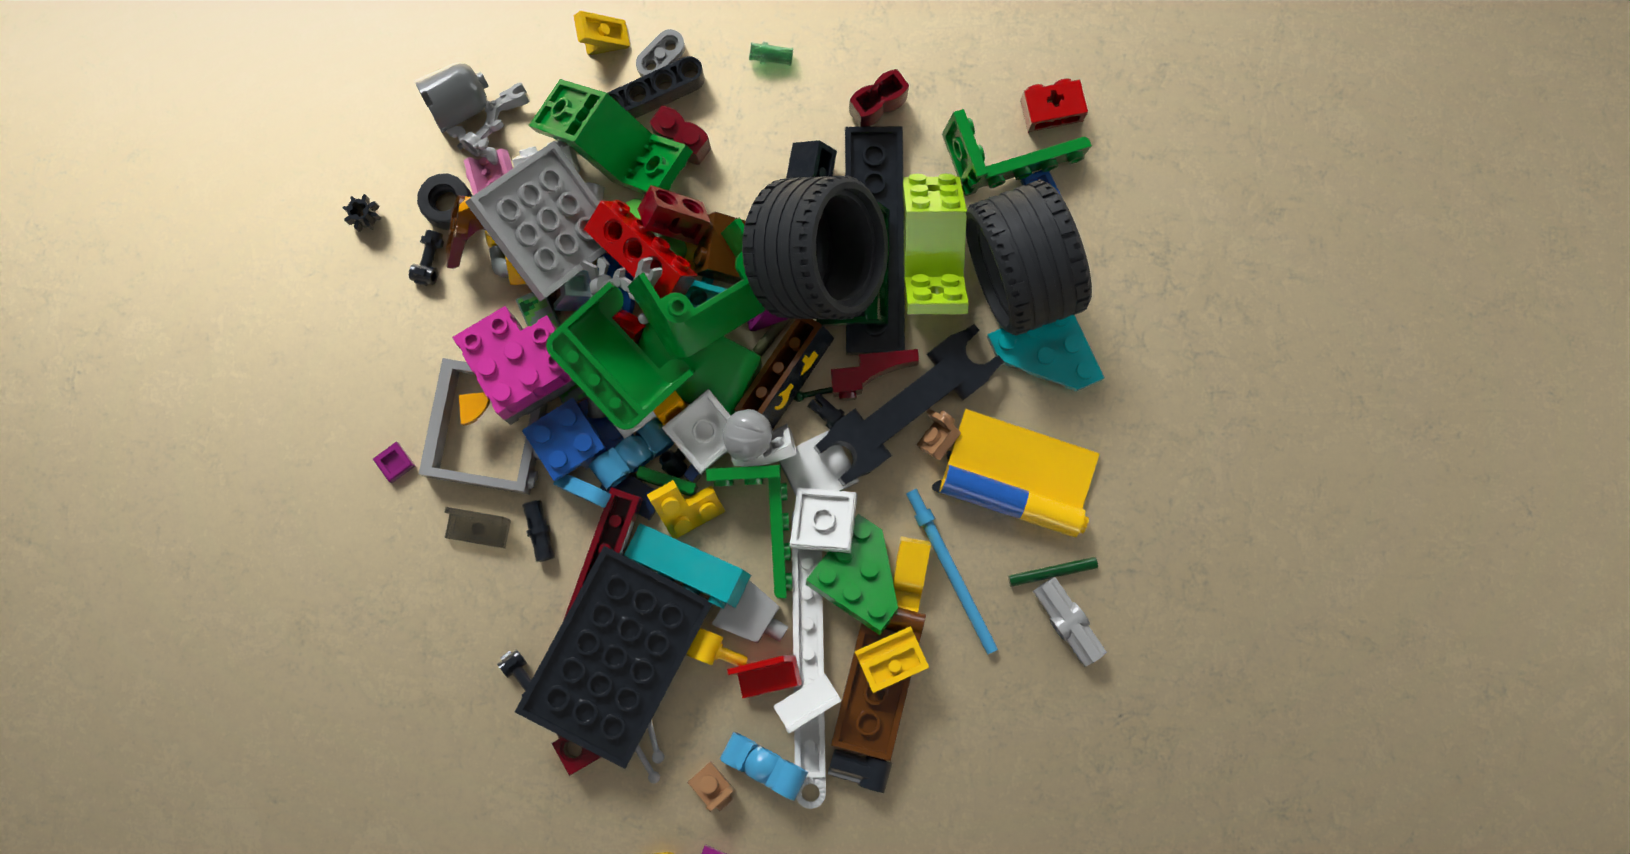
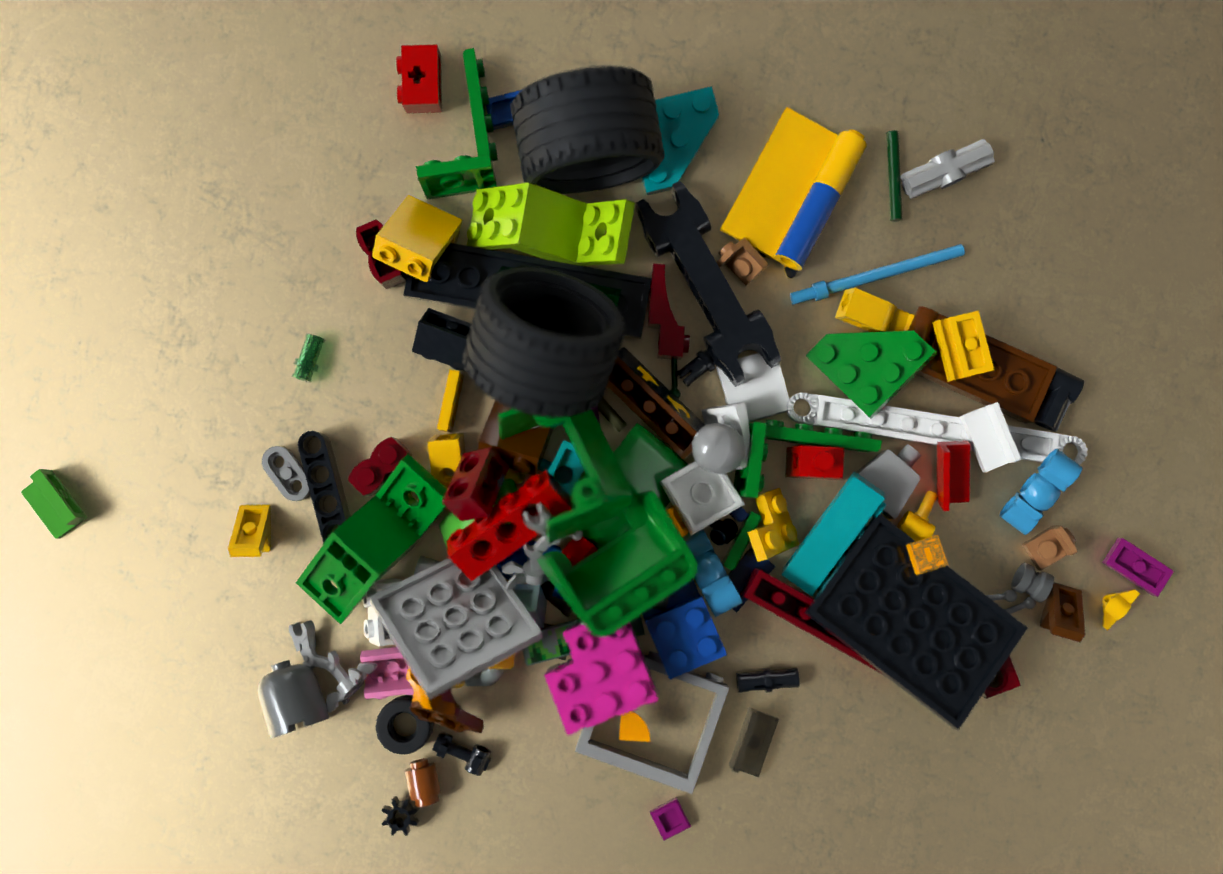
camera: 85 degrees left, 5 degrees up
(394, 227) = (423, 782): none -> dark orange brick
(513, 664) = (897, 726): black bar -> none
(583, 490) = (742, 624): dark azure beam -> none
(649, 811) = (1064, 613): none -> reddish brown slope
(673, 774) = (1033, 583): none -> dark grey wheel
(679, 654) = (926, 555): none -> light orange tile
(701, 186) = (445, 452): none -> yellow torso
(745, 186) = (450, 401): none -> yellow tile
(754, 542) = (815, 462): none -> red torso
(823, 520) = (810, 389): white tile -> none
(899, 124) = (416, 237): none -> yellow panel

